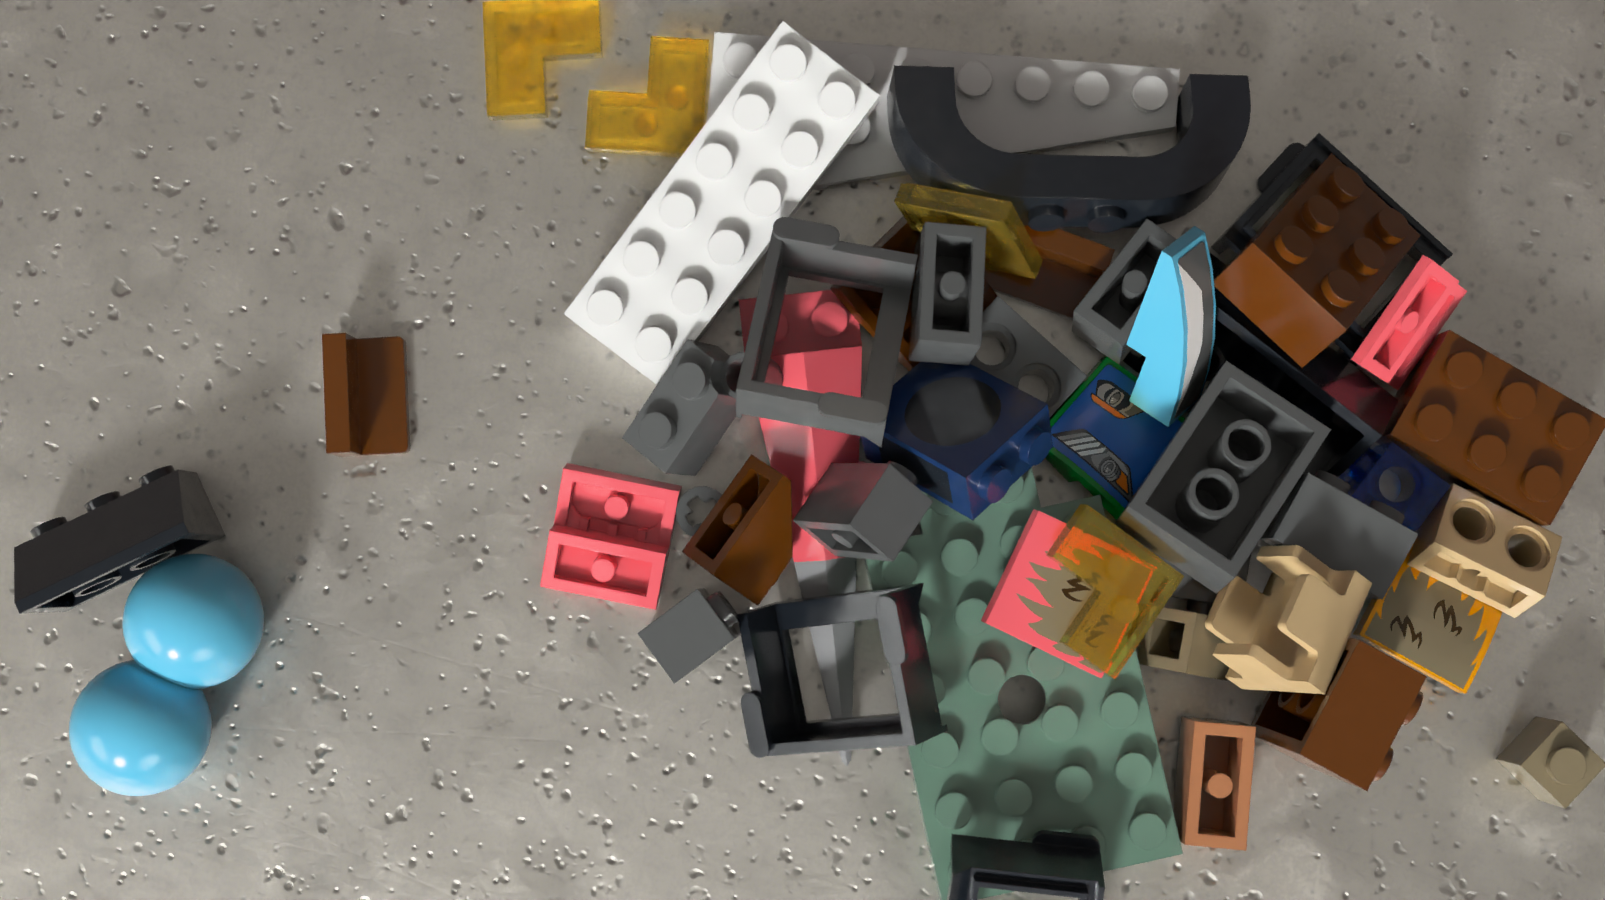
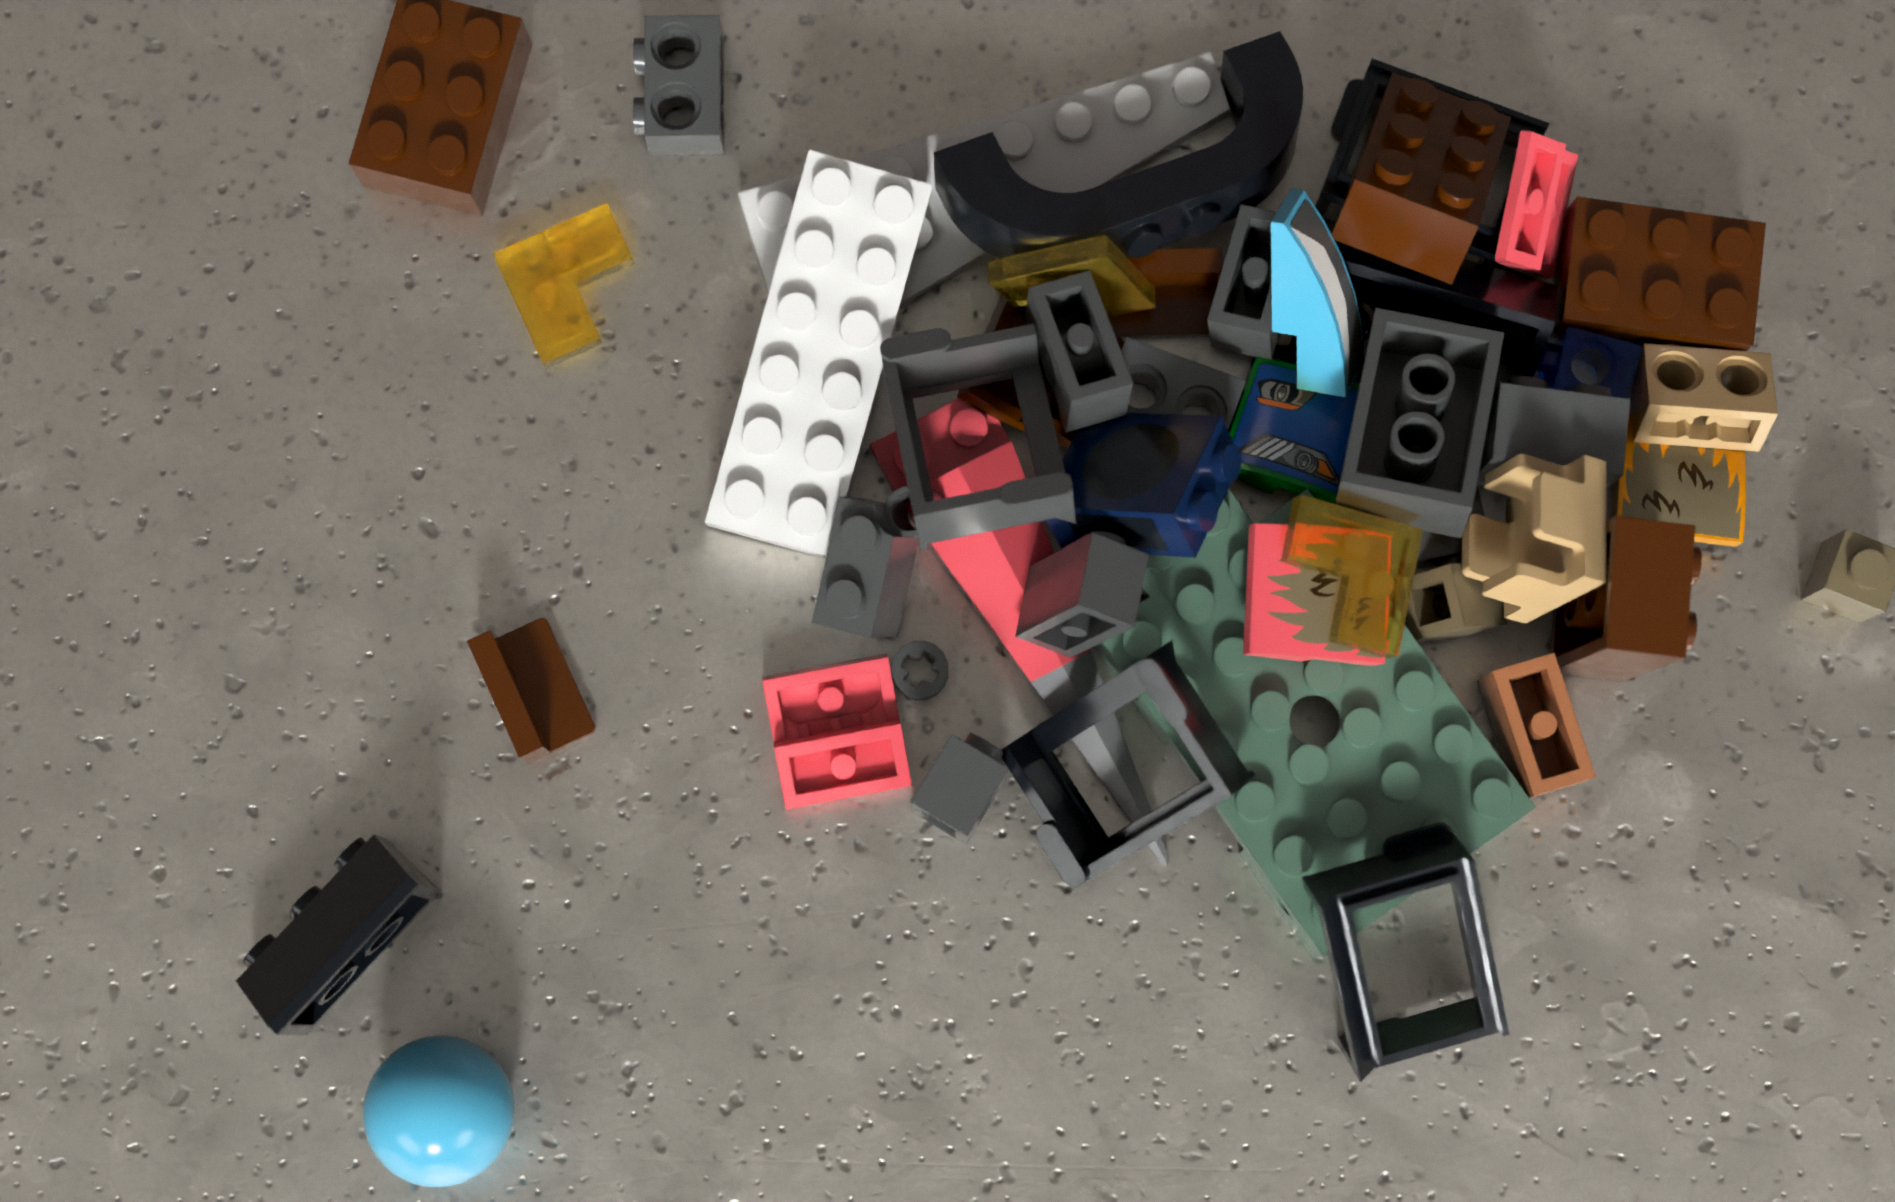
camera: 30 degrees left, 5 degrees down
(193, 620) = (450, 979): medium azure piece -> none
(664, 117) = (721, 299): clear yellow tile -> none
(747, 531) = (974, 667): reddish brown slope -> none

